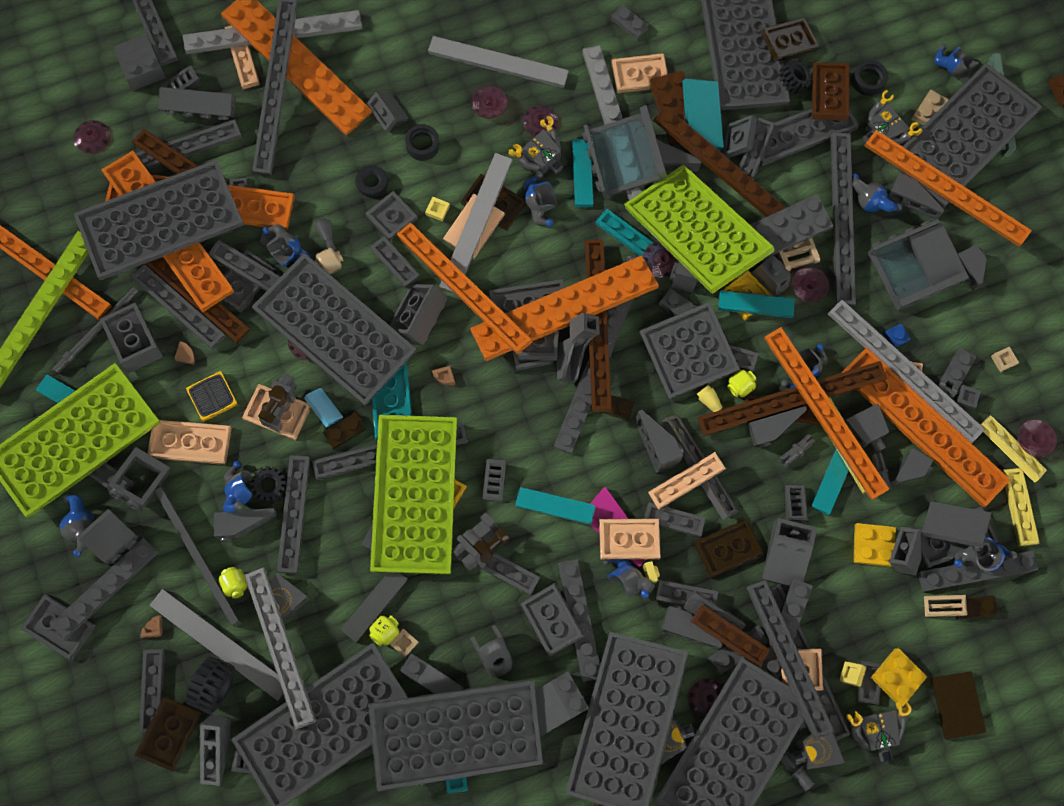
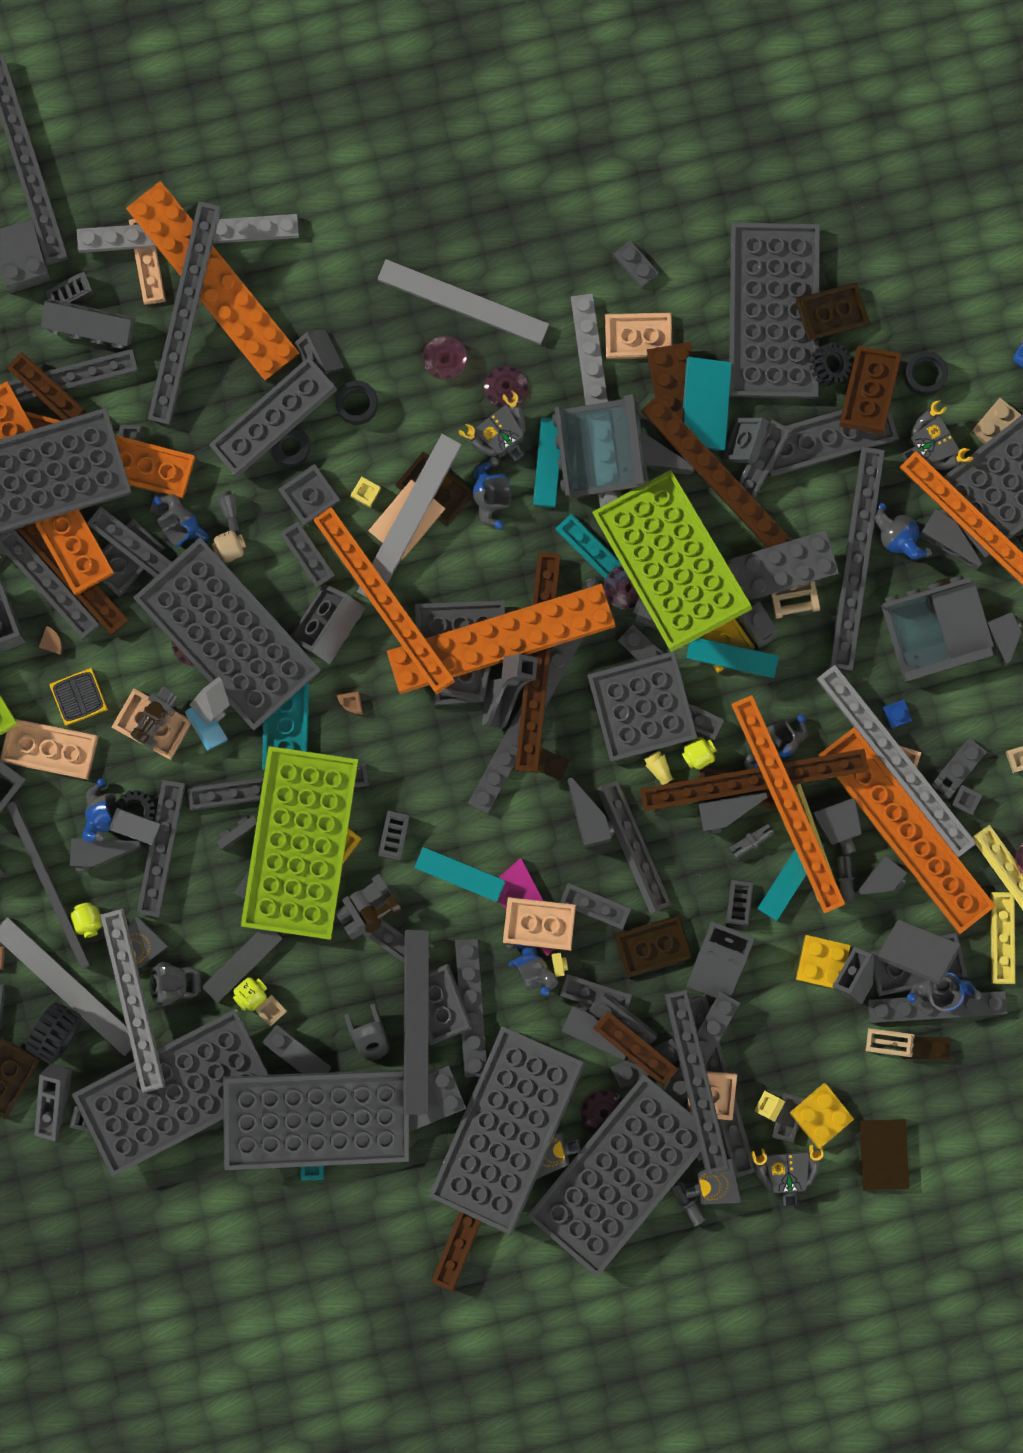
camera: 15 degrees right, 10 degrees up
(268, 495) = (134, 826): none -> dark grey tile
(311, 629) = (170, 983): none -> dark grey piece
(326, 384) = (211, 702): none -> light grey slope
(344, 430) = (227, 756): dark brown plate -> none
(352, 498) = (230, 837): none -> dark grey plate
(355, 158) = (273, 417): none -> dark grey plate
(535, 638) = (416, 1022): none -> dark grey tile
(686, 480) = (614, 864): light nougat tile -> none
(813, 278) = (810, 631): clear pink dish -> none

